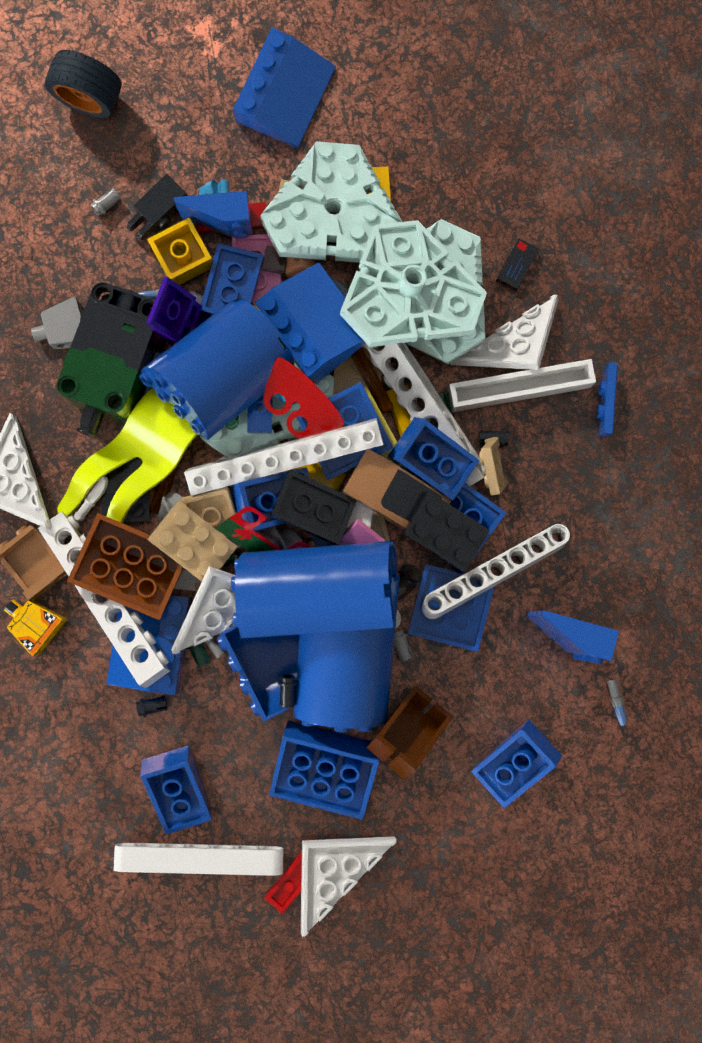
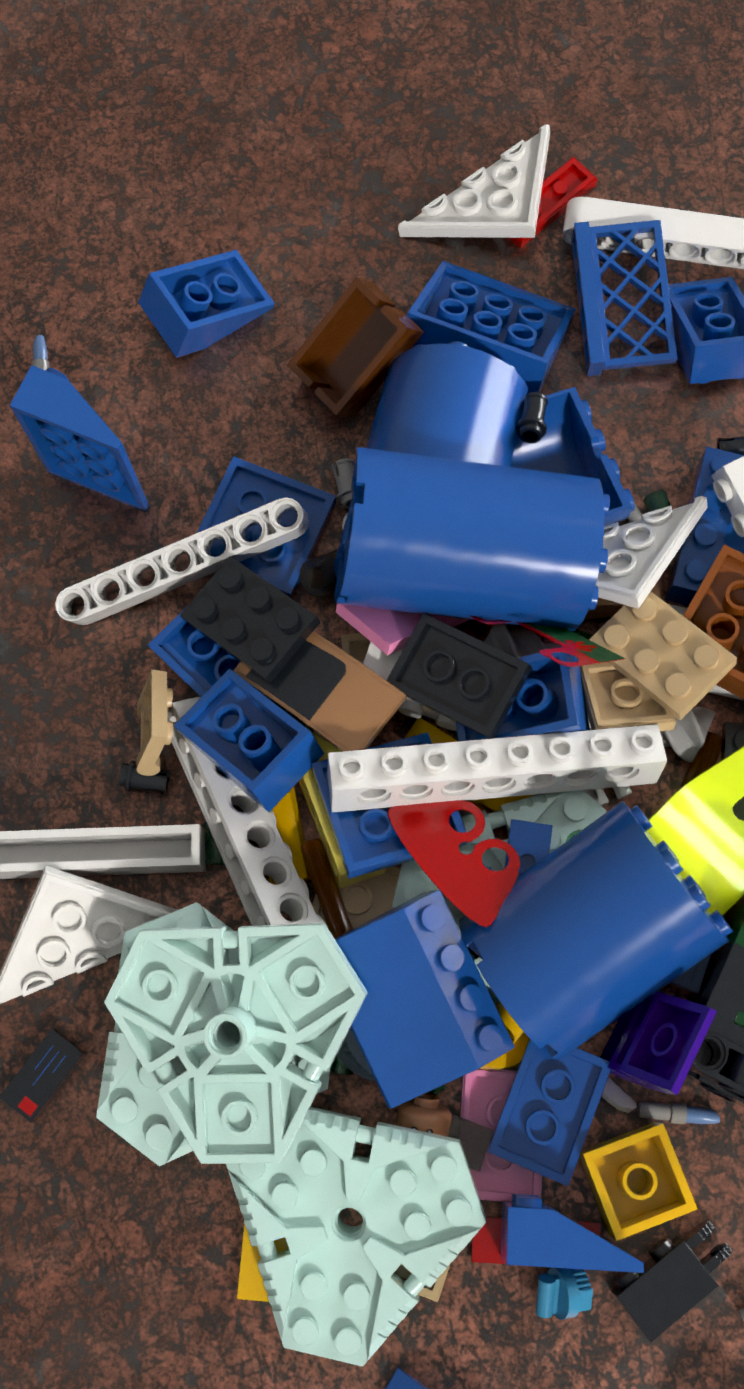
camera: 165 degrees left, 10 degrees down
(259, 802) = (591, 291): none -> blue fence

